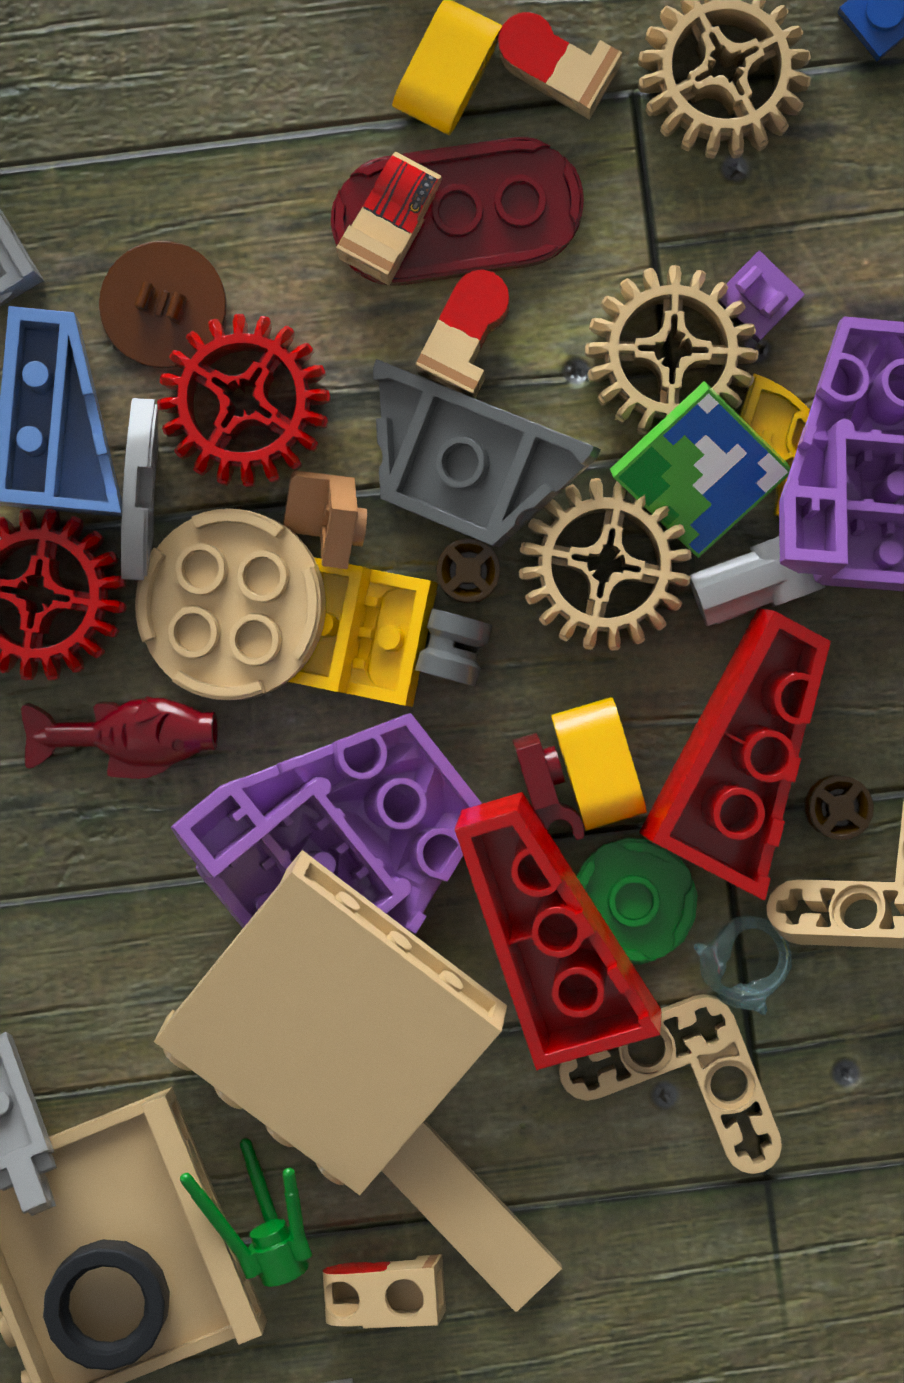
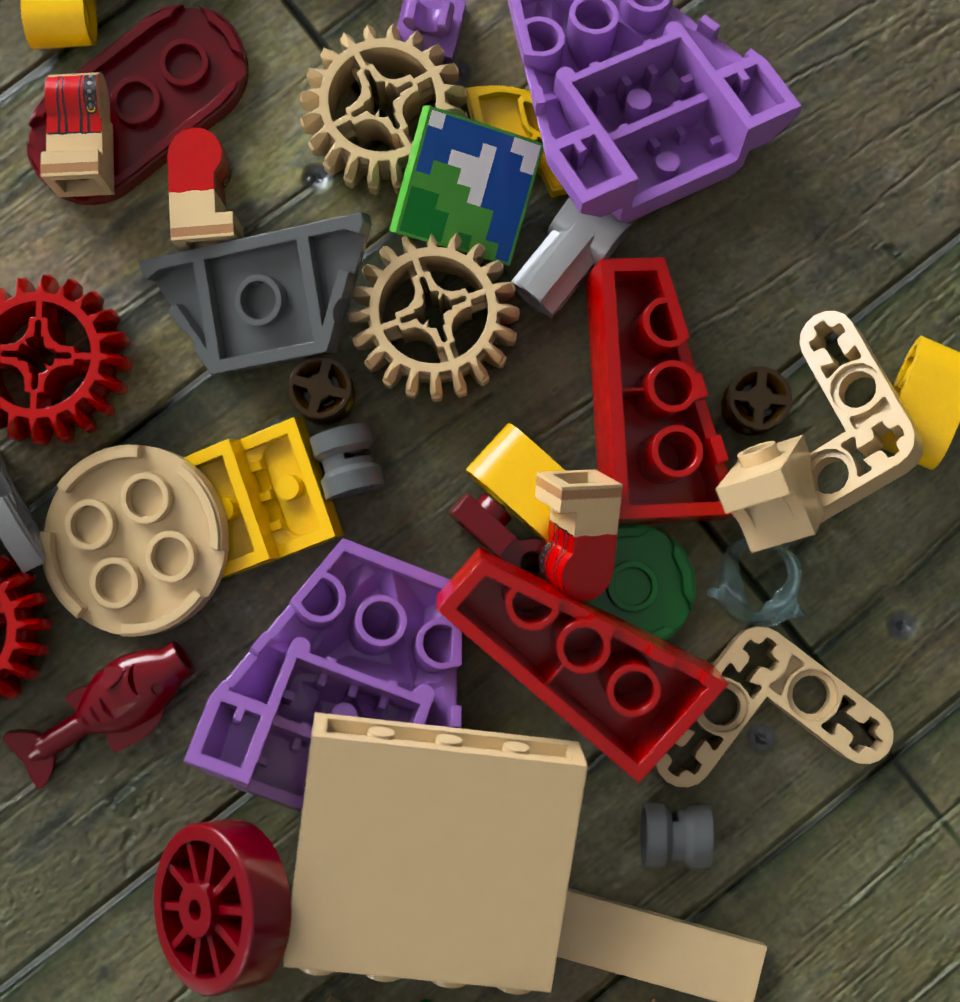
camera: 30 degrees left, 5 degrees down
(130, 961) = (222, 906): none -> dark red wheel
(327, 509) = (169, 411): medium nougat bracket -> none
(542, 1132) = (677, 836): none -> dark grey wheel
(616, 831) = (580, 530): none -> leg
(797, 898) = (773, 493): none -> tan brick

